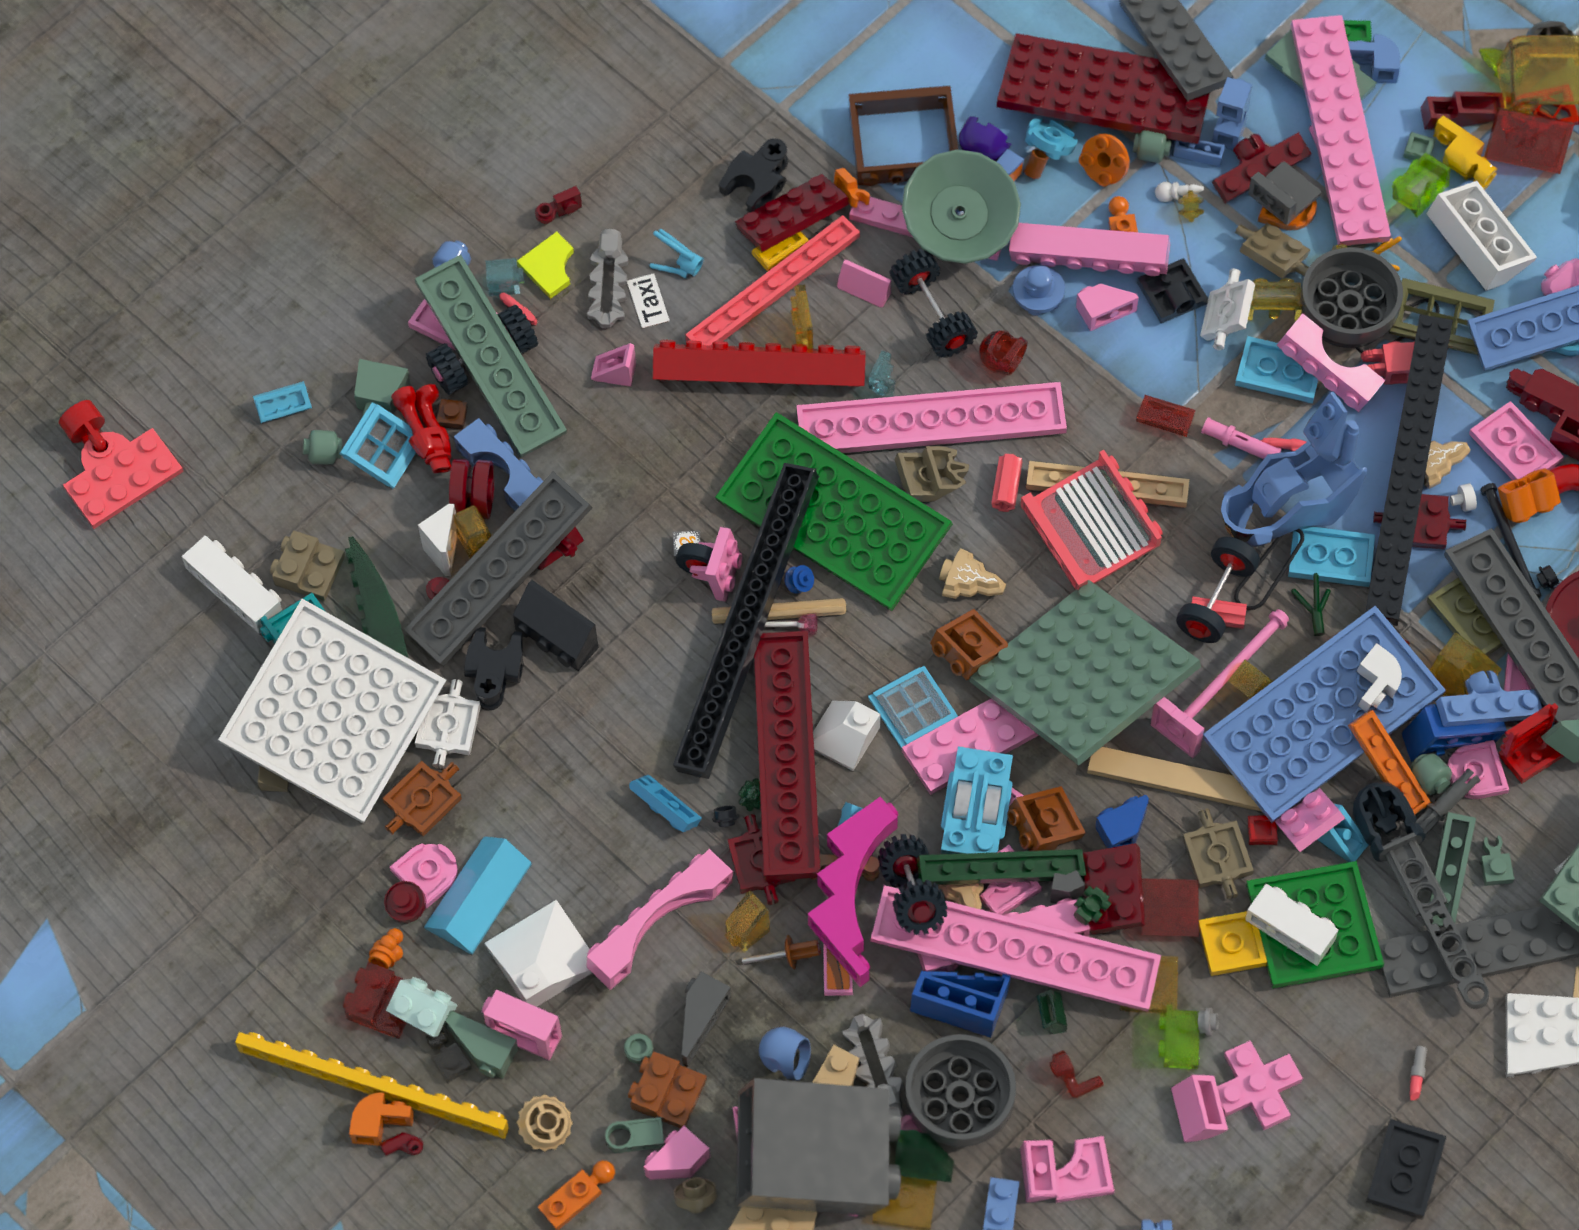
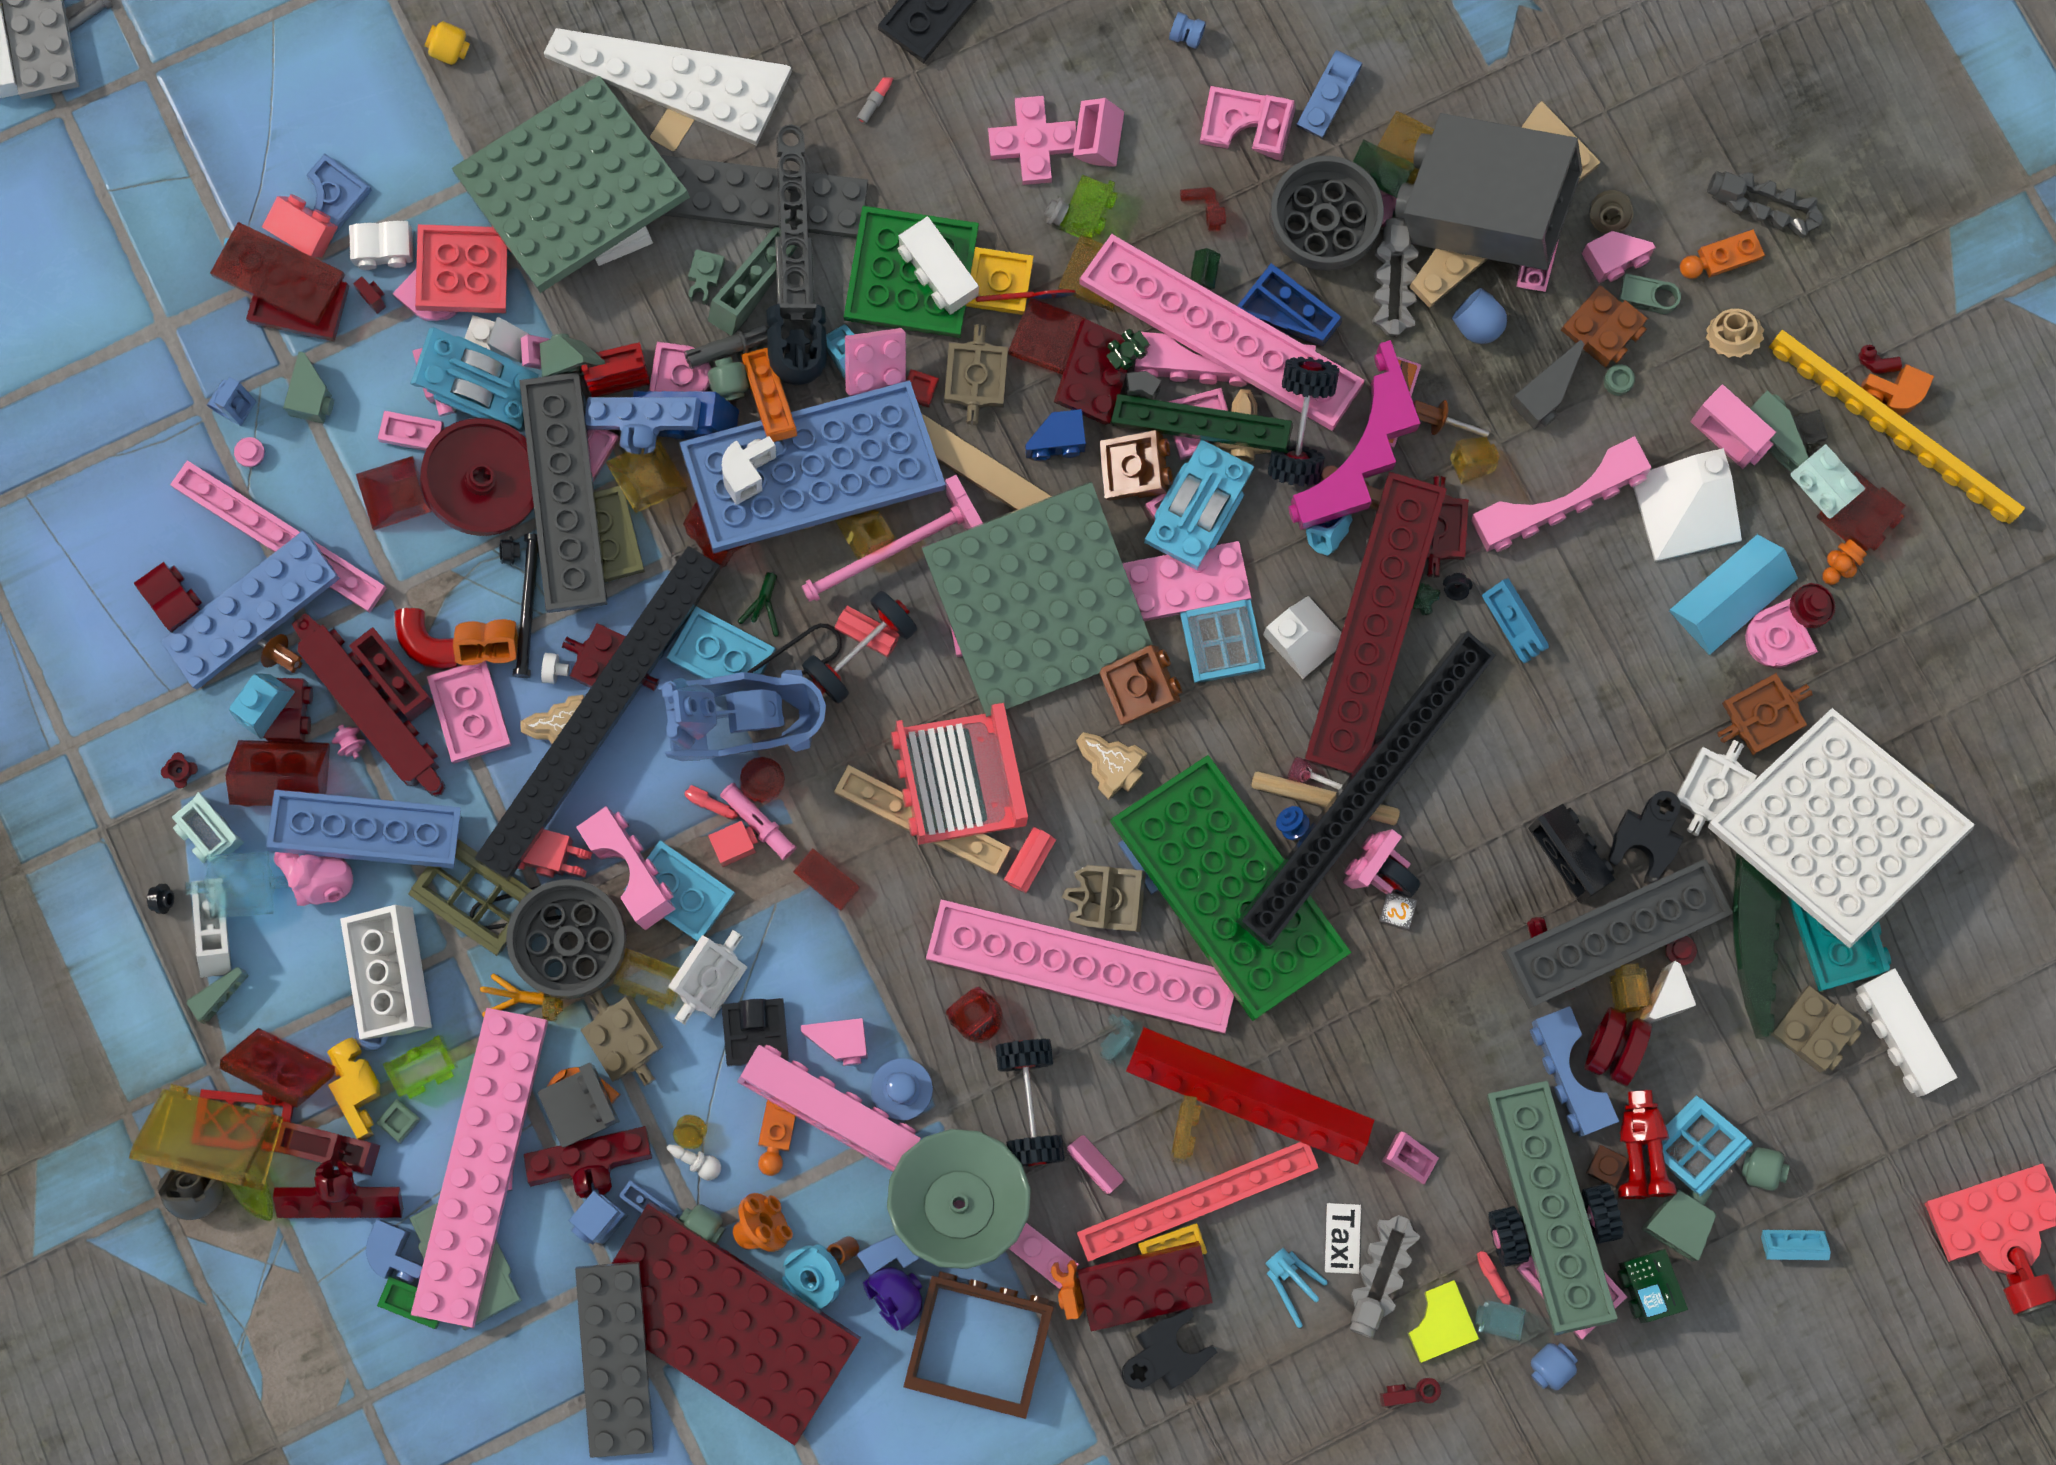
camera: 165 degrees left, 15 degrees up
(390, 333) = (1651, 1286): none -> dark green slope
(1185, 937) = (1038, 295): none -> red piece
(1246, 465) = (762, 779): none -> clear red plate
(1254, 415) = (733, 843): none -> coral brick
(1441, 79) = (337, 1197): none -> dark red plate

